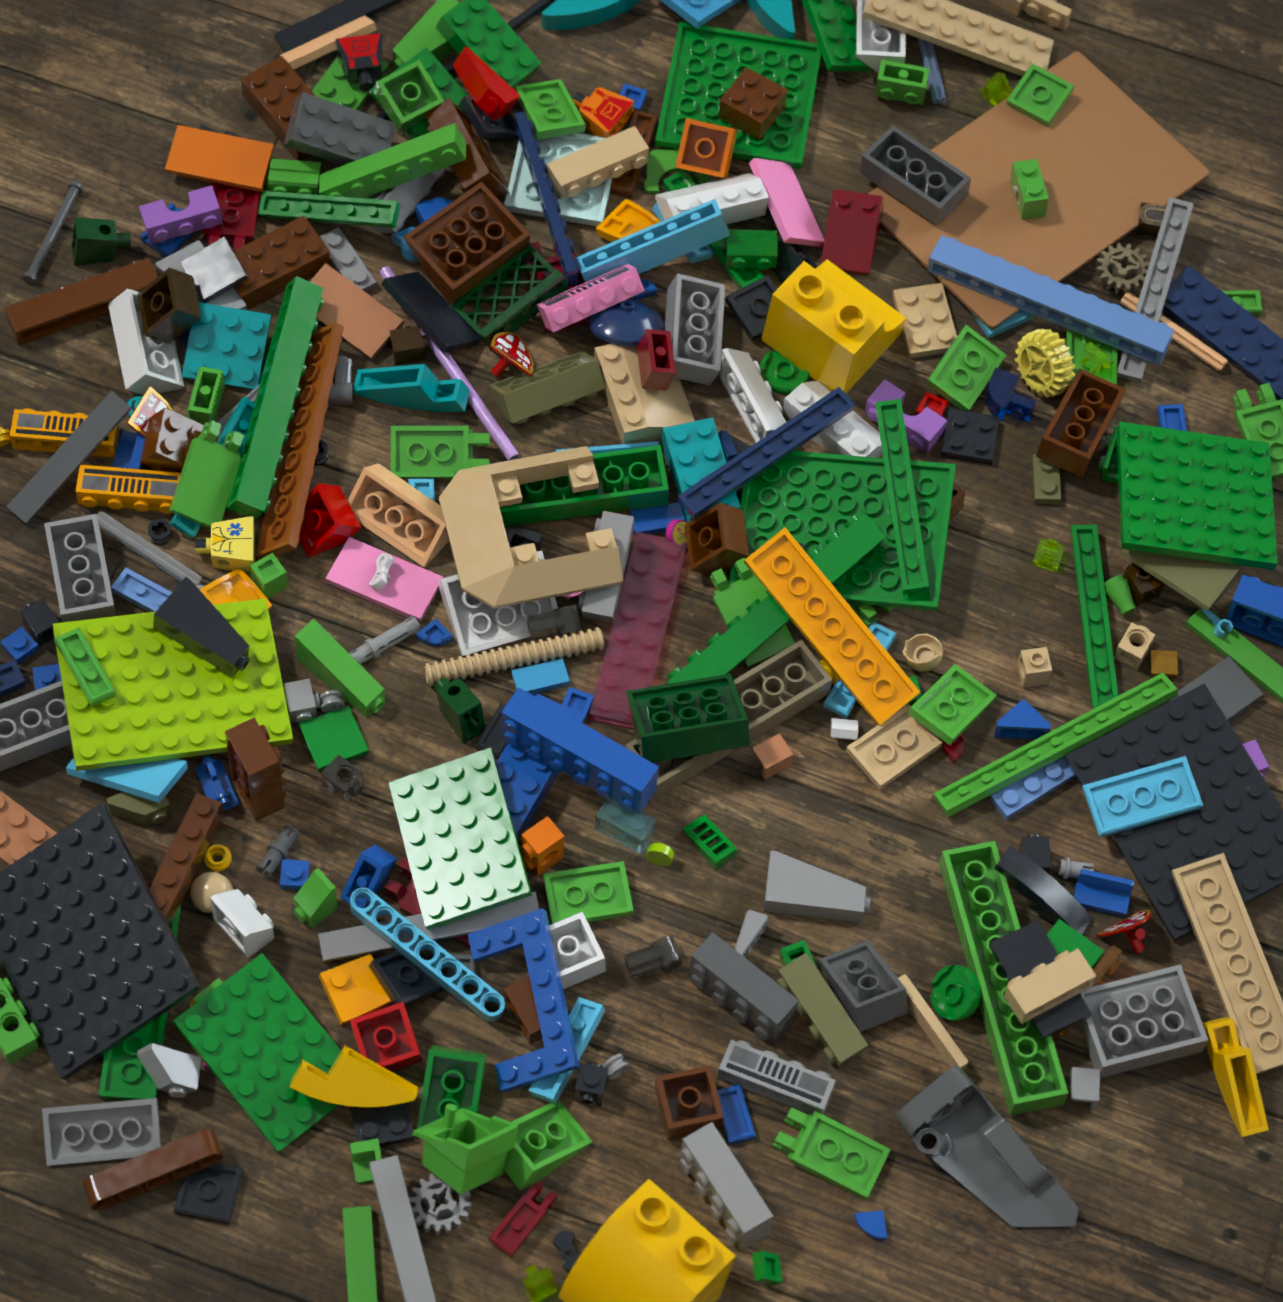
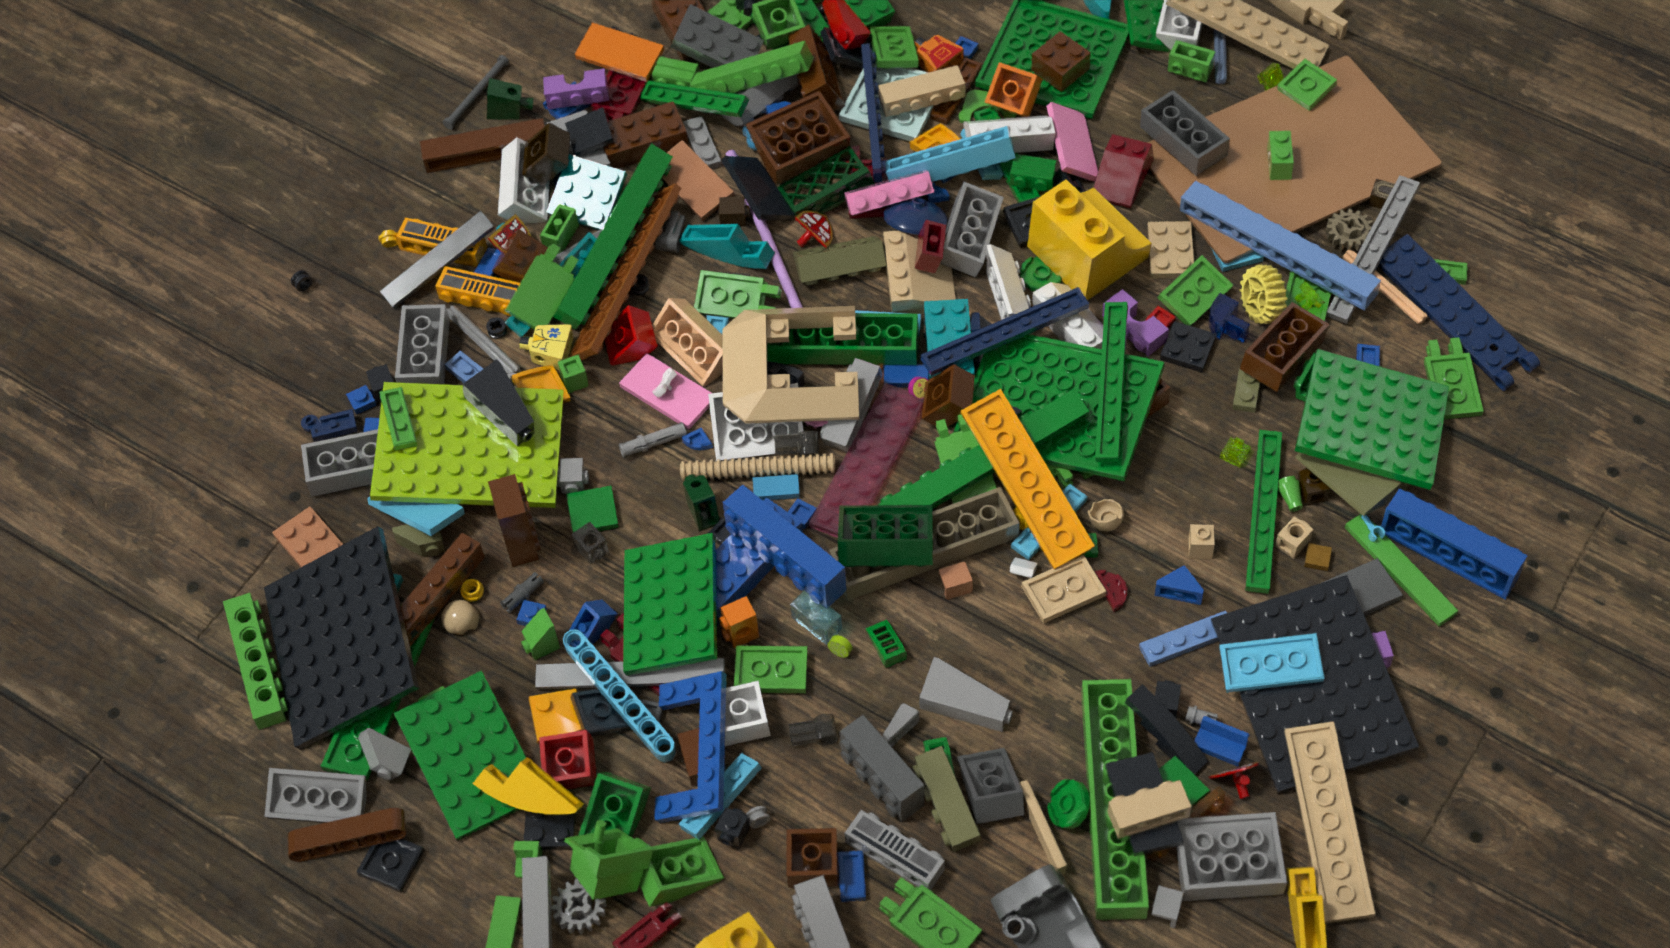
camera: 20 degrees right, 5 degrees down
(216, 782) = (487, 530): blue hinge -> none
(242, 921) = (476, 642): white slope -> none
(331, 701) = (597, 479): light grey bush -> none
(338, 669) = (608, 454): bright green slope -> none
(952, 704) = (1121, 561): bright green plate -> none
(1055, 744) = (1205, 608): bright green plate -> none

